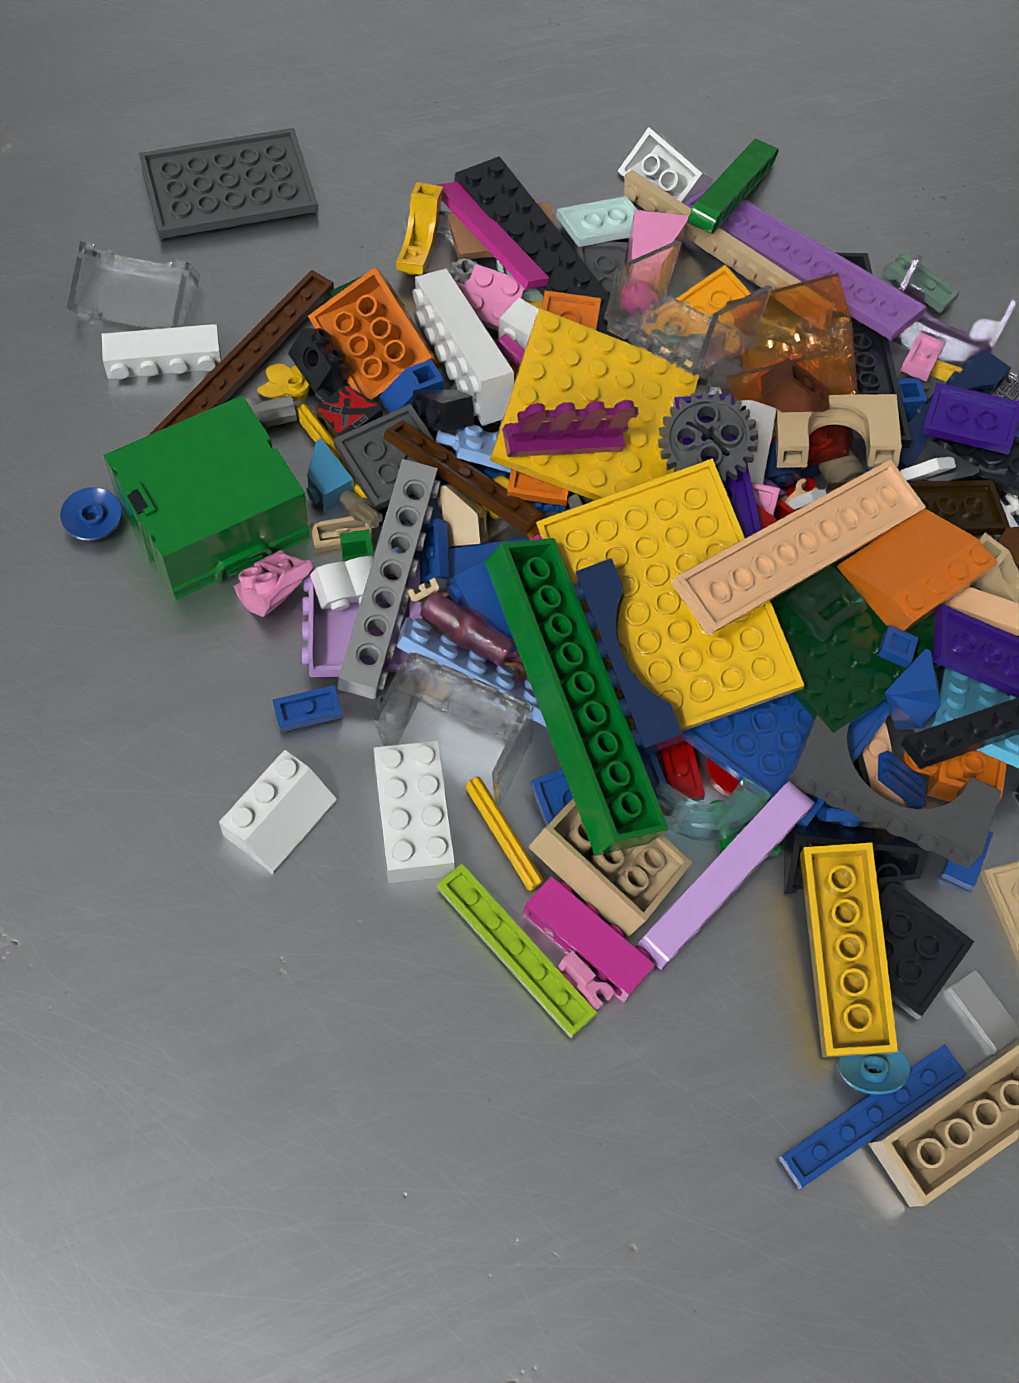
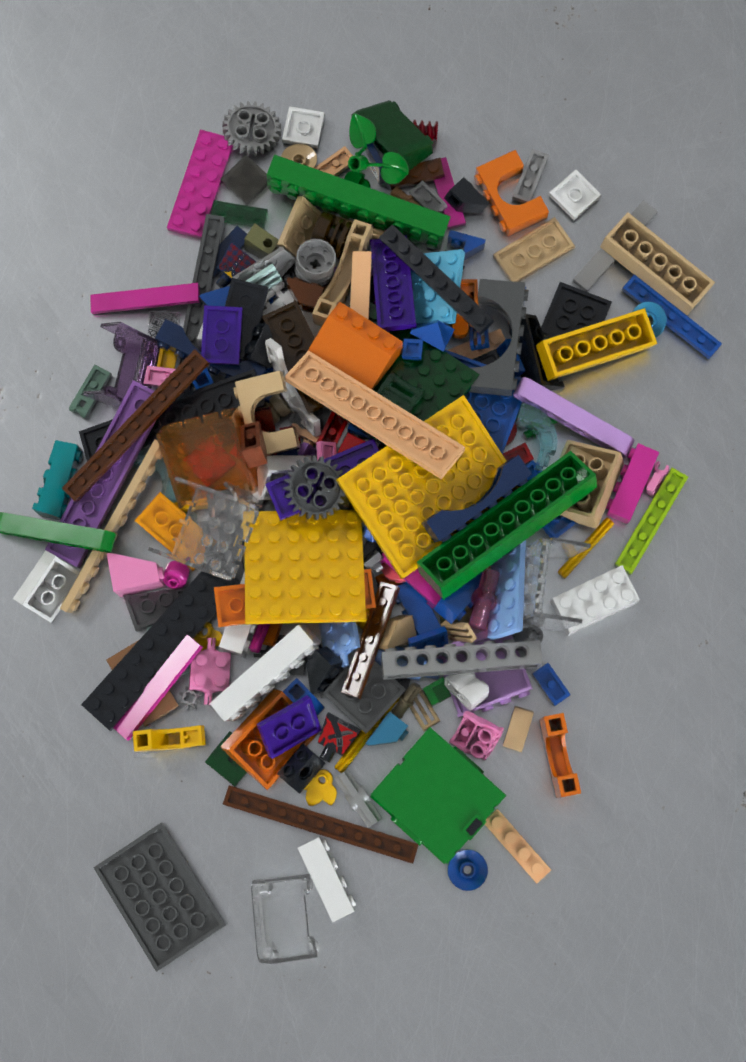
camera: 95 degrees left, 15 degrees up
(94, 590) = (517, 846): none -> light nougat plate
(154, 671) = (553, 733): none -> orange arch
(261, 642) = (518, 728): none -> tan slope
(277, 812) = (621, 676): white slope -> none
(378, 348) = (289, 727): none -> dark purple plate
(567, 436) = (337, 575): magenta fence -> none
(598, 221) = (109, 618): light aqua tile -> none
(805, 209) = (63, 467): none -> teal wedge
(864, 293) = (135, 425): none -> reddish brown plate

